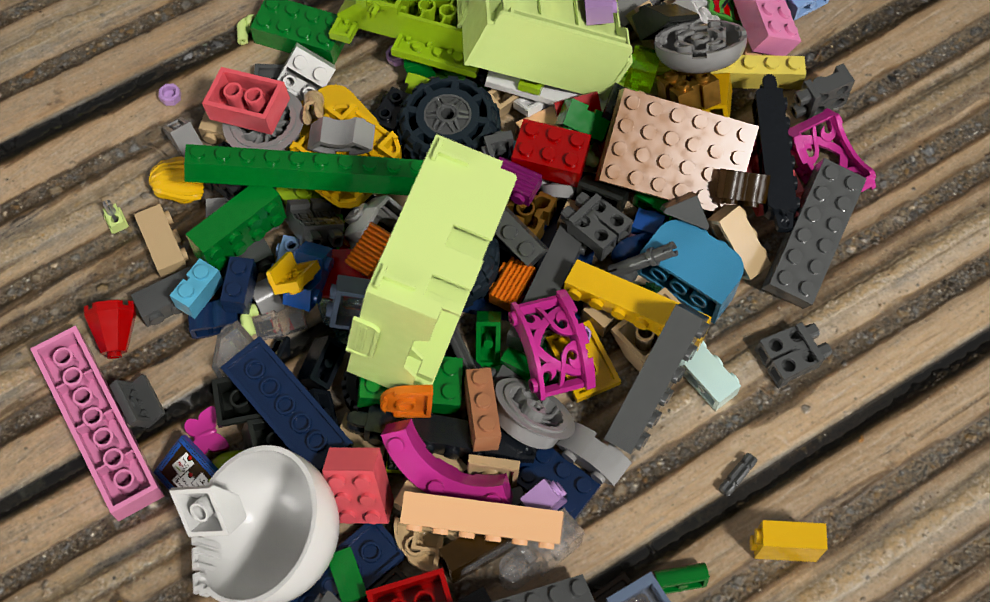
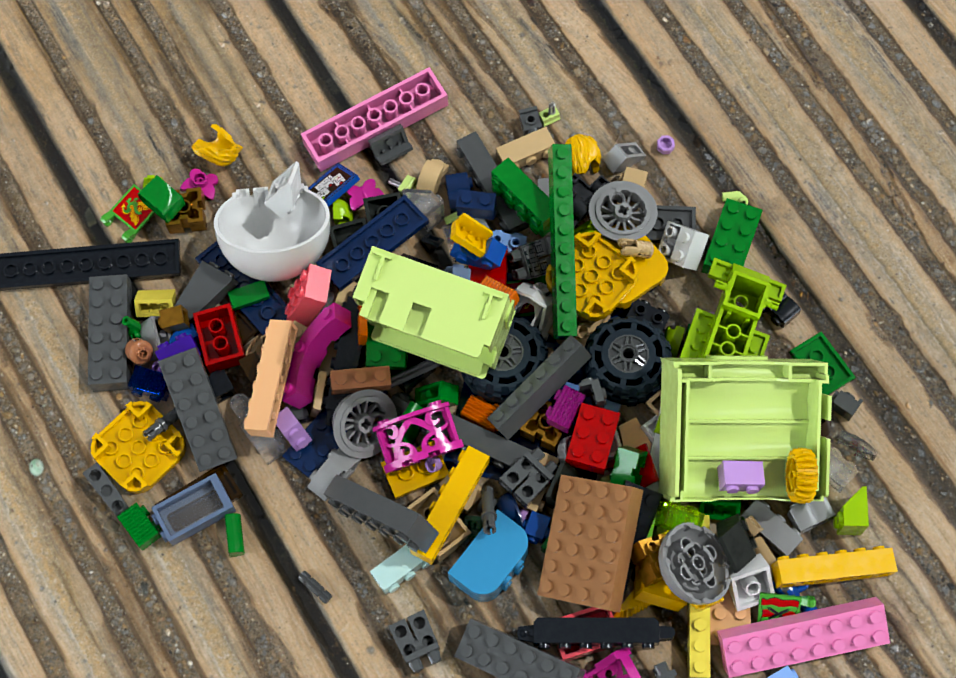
camera: 95 degrees right, 5 degrees up
(111, 325) = (450, 121): red cone -> none
(122, 237) = (529, 120): none -> dark grey brick
(190, 348) = (431, 175): none -> tan brick
(199, 383) = (408, 183): none -> yellowish green piece
(200, 287) = (469, 173): medium azure piece -> none
(246, 100) = (633, 193): coral brick -> none
(336, 135) = (602, 268): light grey brick -> none
(687, 209) = (534, 549): dark grey slope -> none
(733, 228) = (513, 598): tan brick -> none
(742, 186) = (554, 596): dark brown brick -> none
(789, 541) = (252, 615): yellow brick -> none

